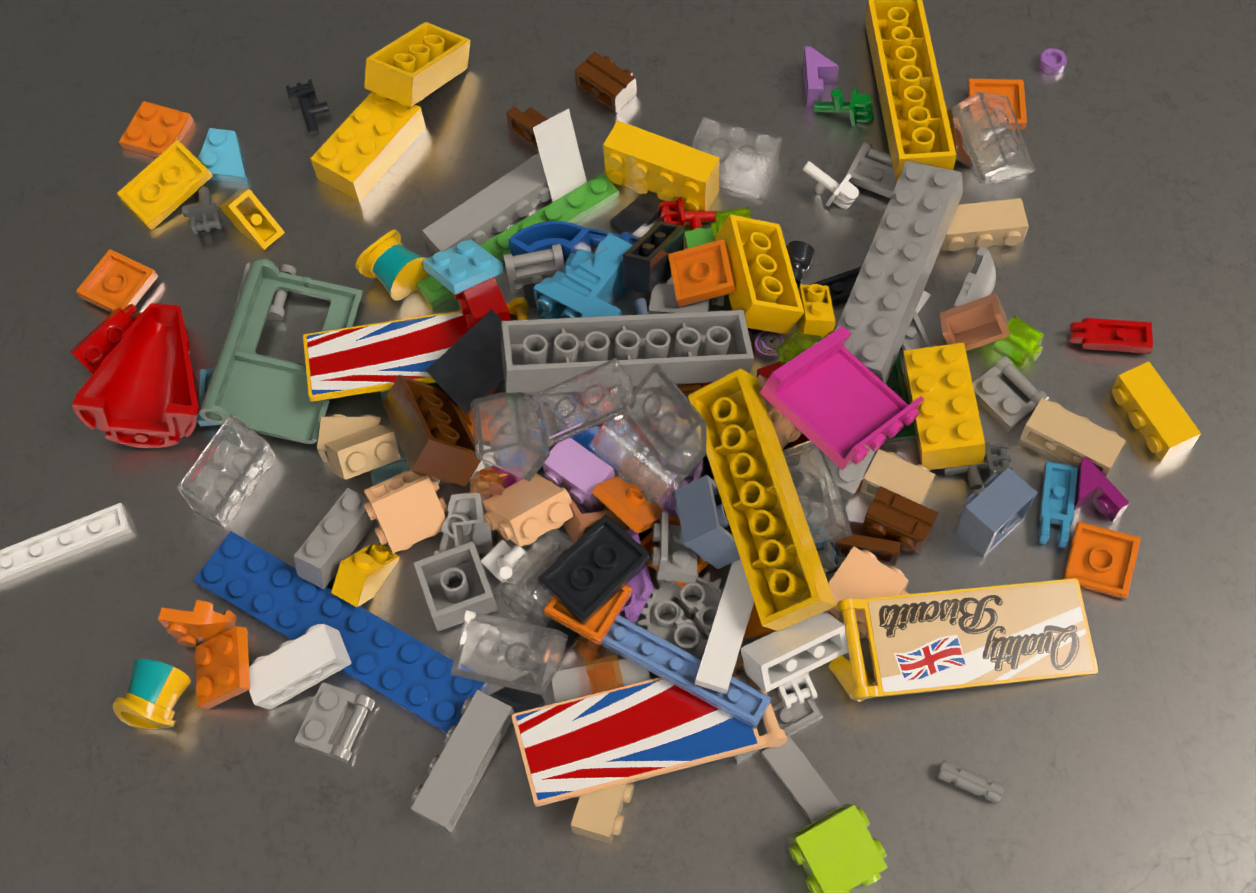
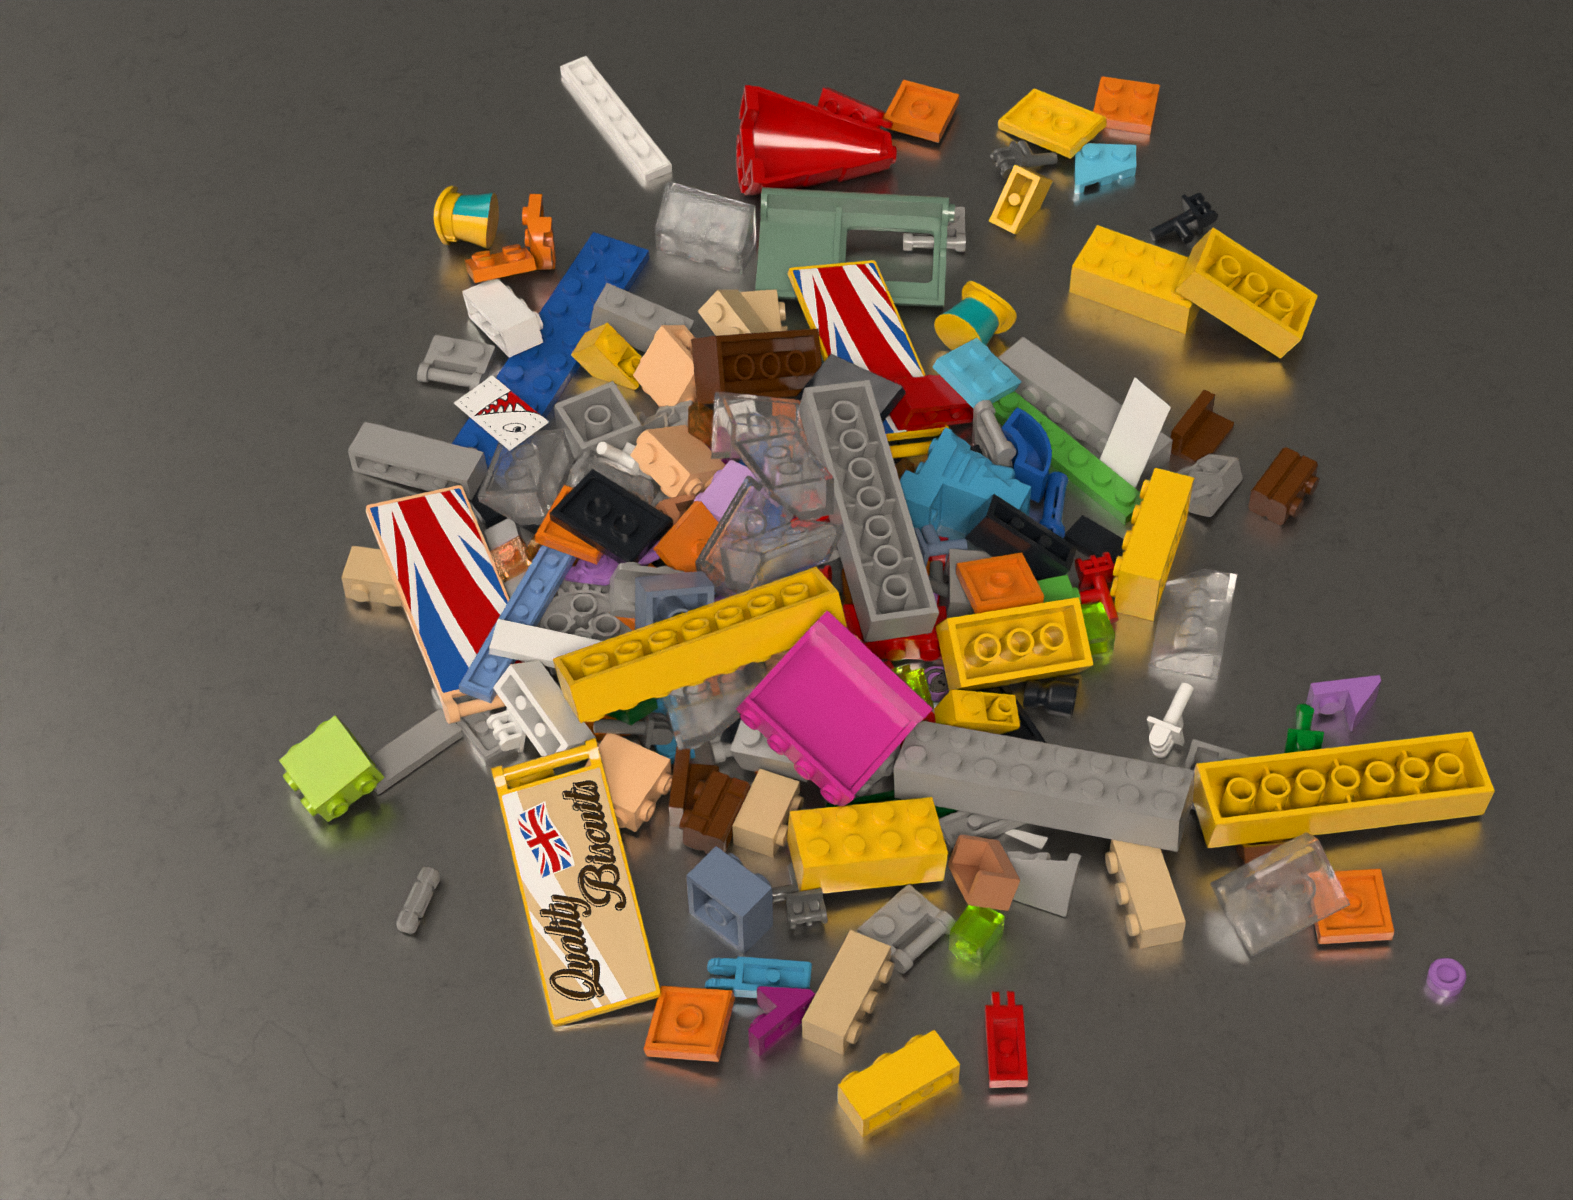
camera: 80 degrees right, 10 degrees down
(422, 674) = (501, 412): none -> white sticker
(590, 136) = (1213, 482): none -> light grey slope

